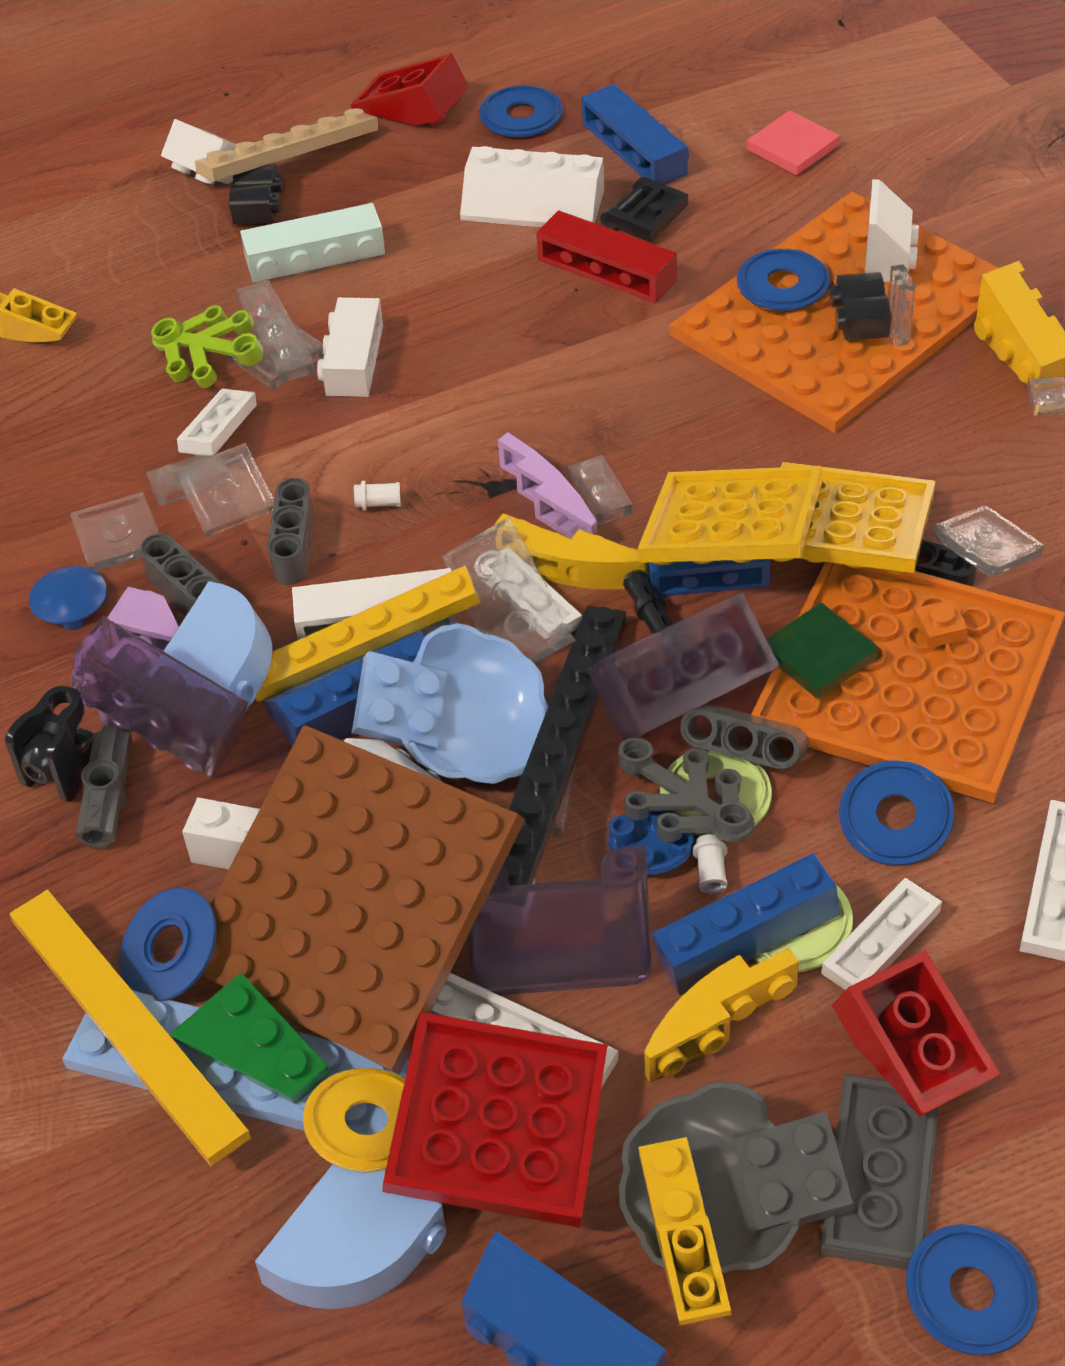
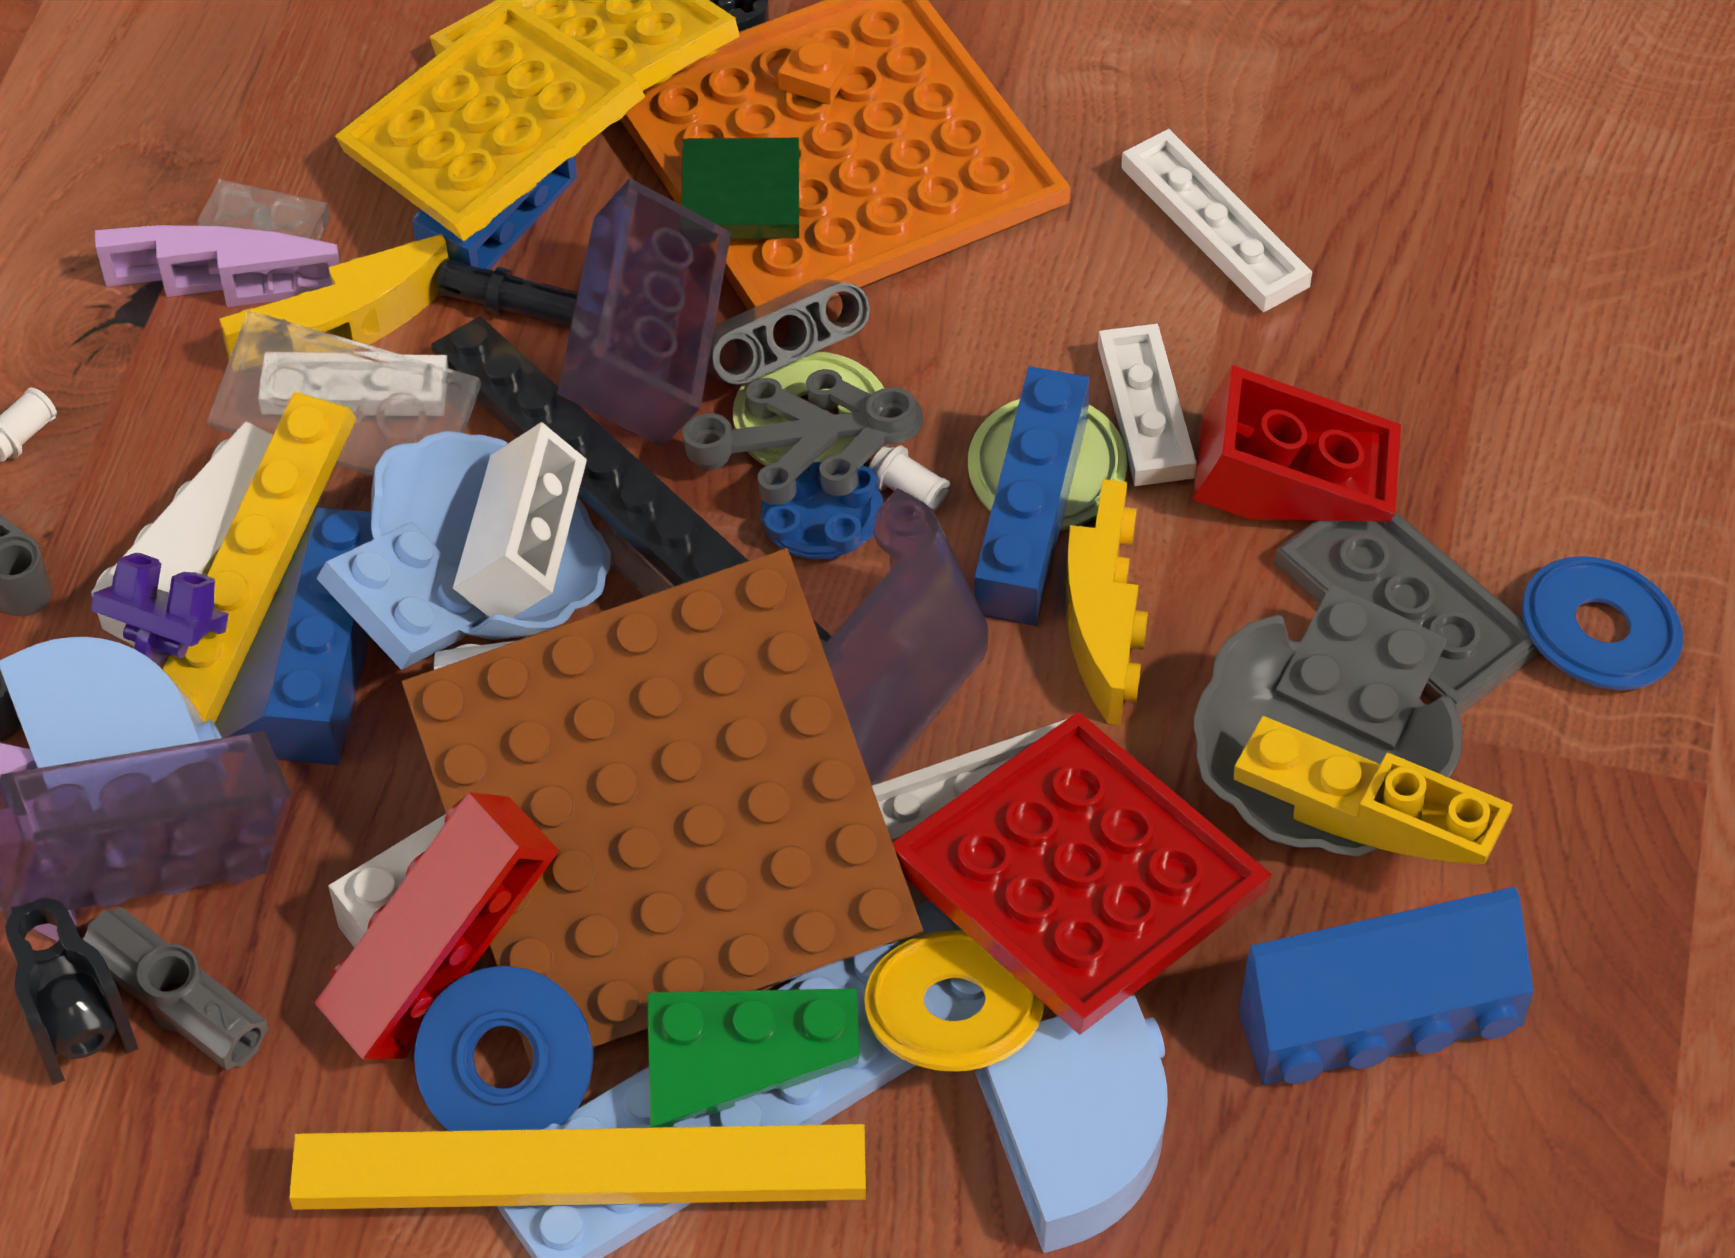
camera: 55 degrees left, 5 degrees up
(201, 850) = (435, 924): none -> brick
(293, 614) = (157, 619): none -> dark purple hips
(479, 711) = (520, 523): none -> white brick
(890, 846) = (996, 327): blue piece -> none

